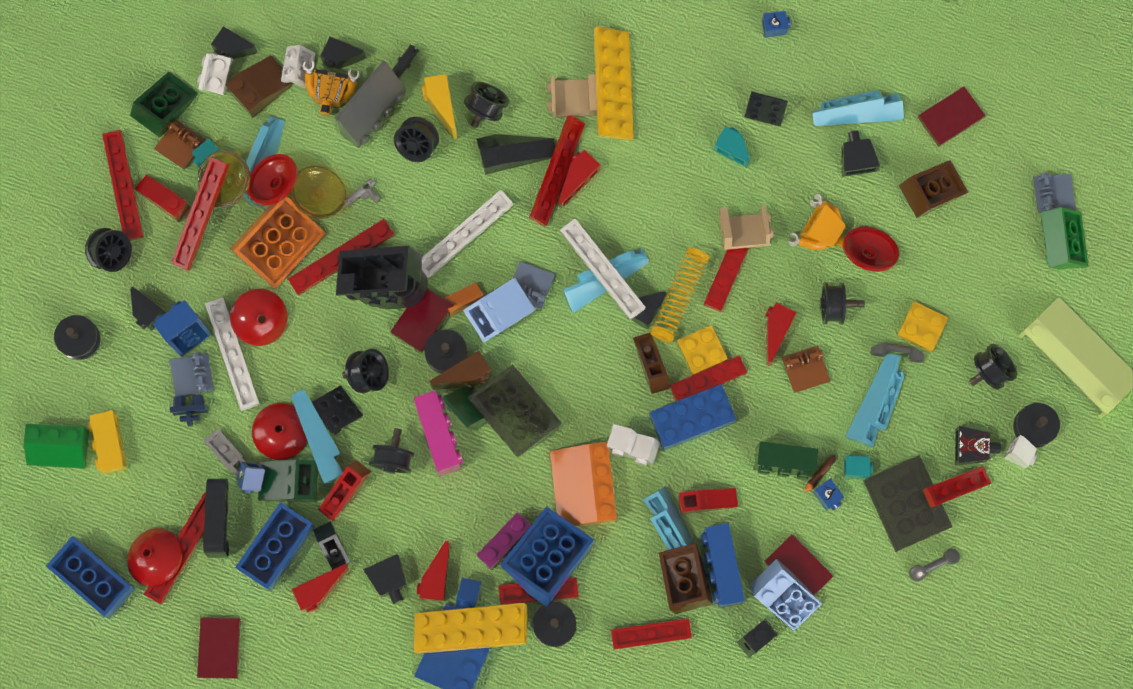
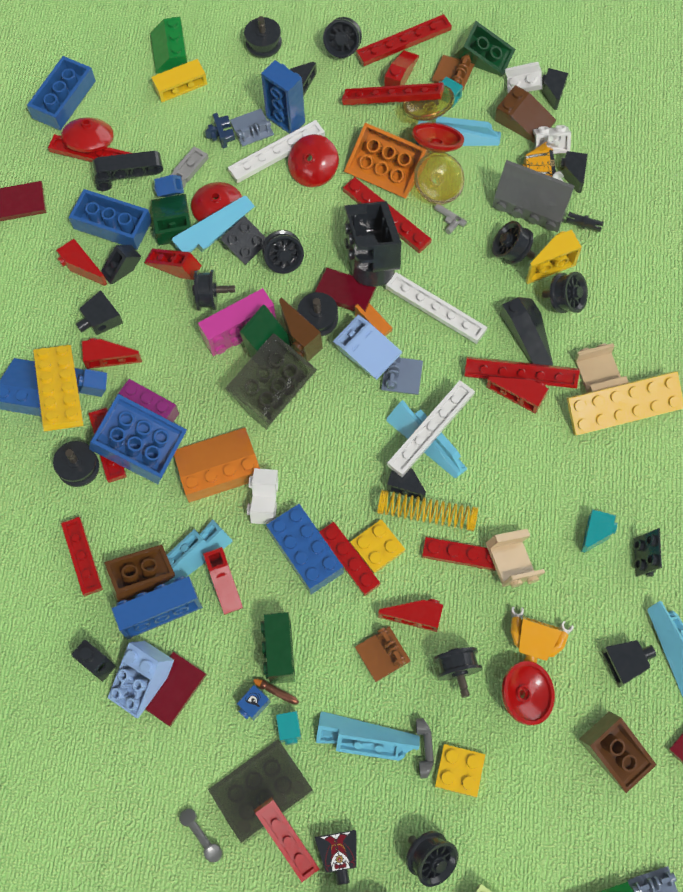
camera: 80 degrees right, 10 degrees down
(651, 363) = (350, 499): reddish brown slope -> none

